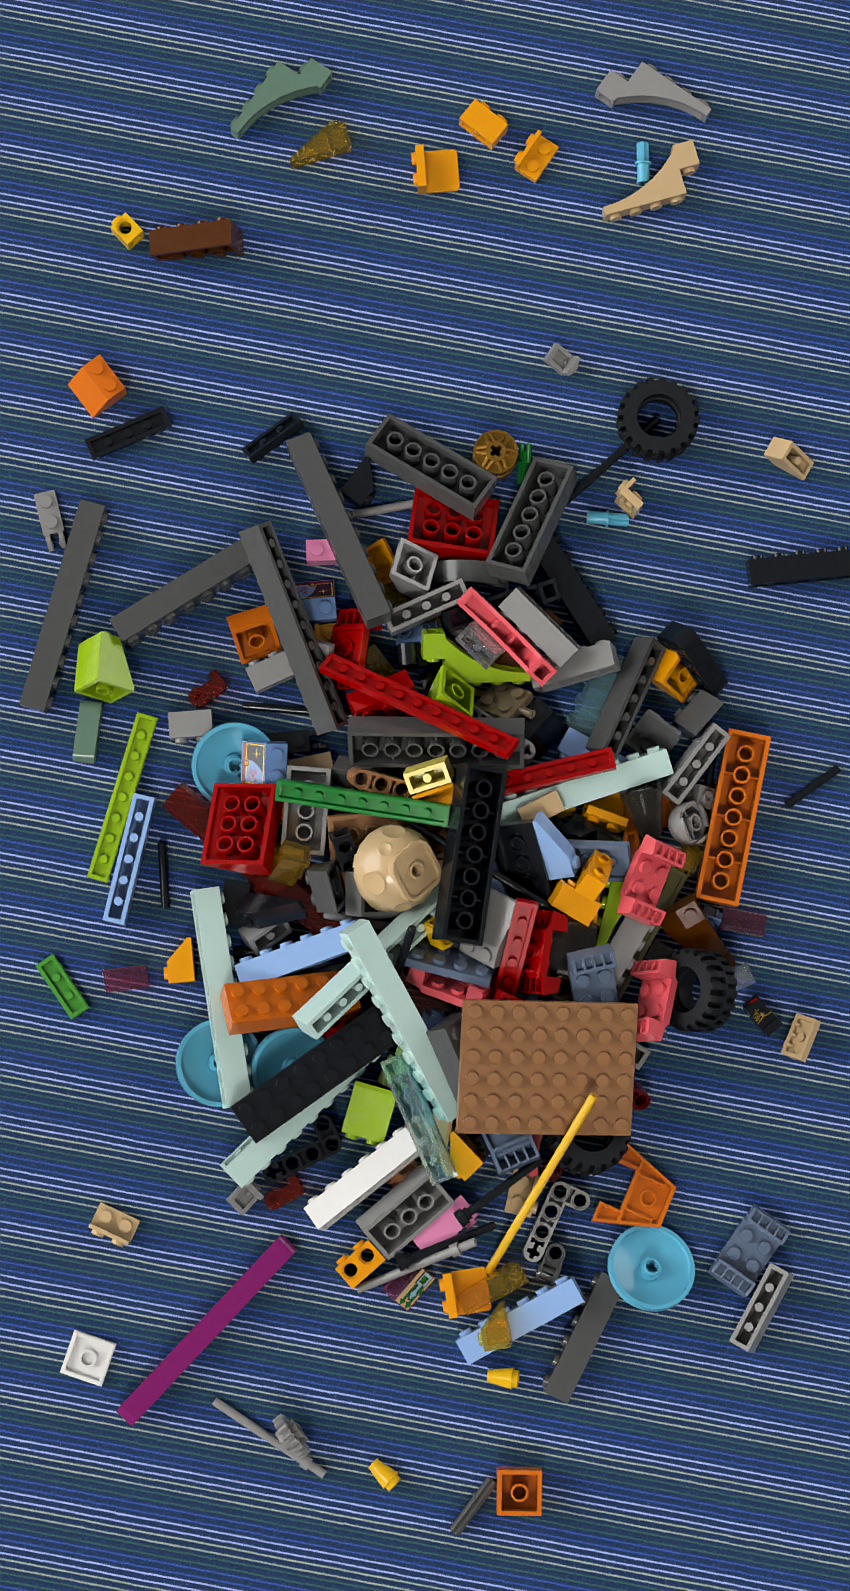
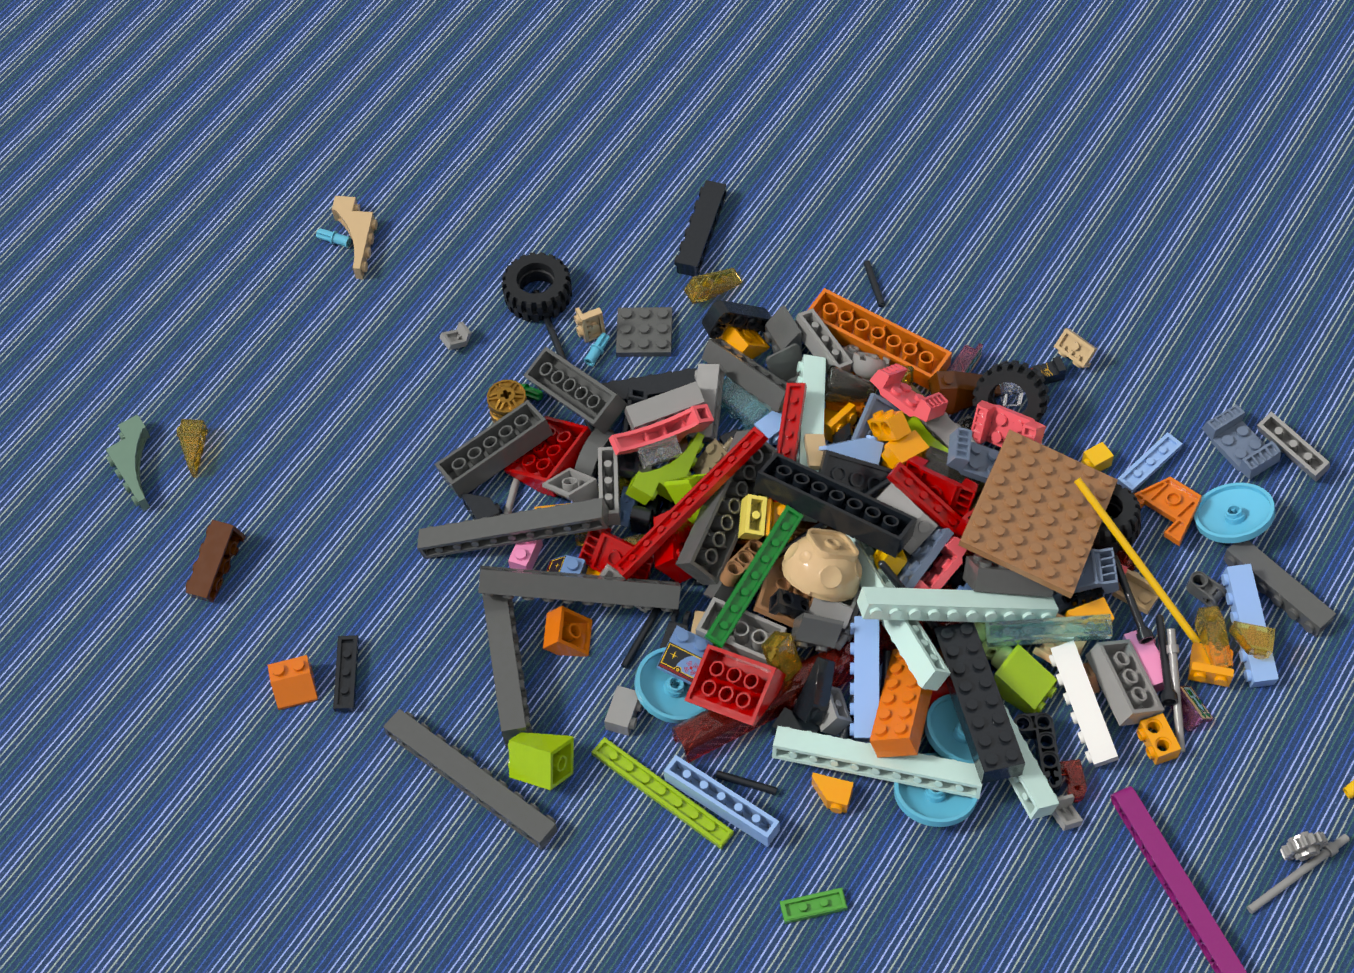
camera: 55 degrees left, 25 degrees down
(50, 517) = (387, 764): light grey hinge -> none
(87, 732) = (590, 798): sand green beam -> none
(114, 1224) = (1054, 938): tan bracket -> none
(126, 978) = (827, 846): clear pink panel -> none
(133, 237) = (180, 618): yellow brick -> none
(209, 691) = (601, 691): clear red leg -> none
(269, 672) = (605, 632): light grey brick -> none
(272, 437) = (408, 562): black plate -> none
(435, 170) = (257, 374): light orange bracket -> none
(483, 123) = (241, 329): light orange brick -> none
(504, 1377) = (1297, 659): yellow cone -> none
(535, 156) = (287, 305): light orange bracket -> none
(551, 1222) = (1187, 595): light grey beam -> none
(650, 87) = (280, 211): light grey arch -> none
(651, 559) = (644, 332): none -> dark grey plate
(669, 1103) = (1098, 457): none -> yellow brick
(687, 1160) = (1149, 462): none -> light blue plate
(738, 610) = (712, 284): none -> clear yellow slope
(788, 457) = (608, 216): tan slope -> none

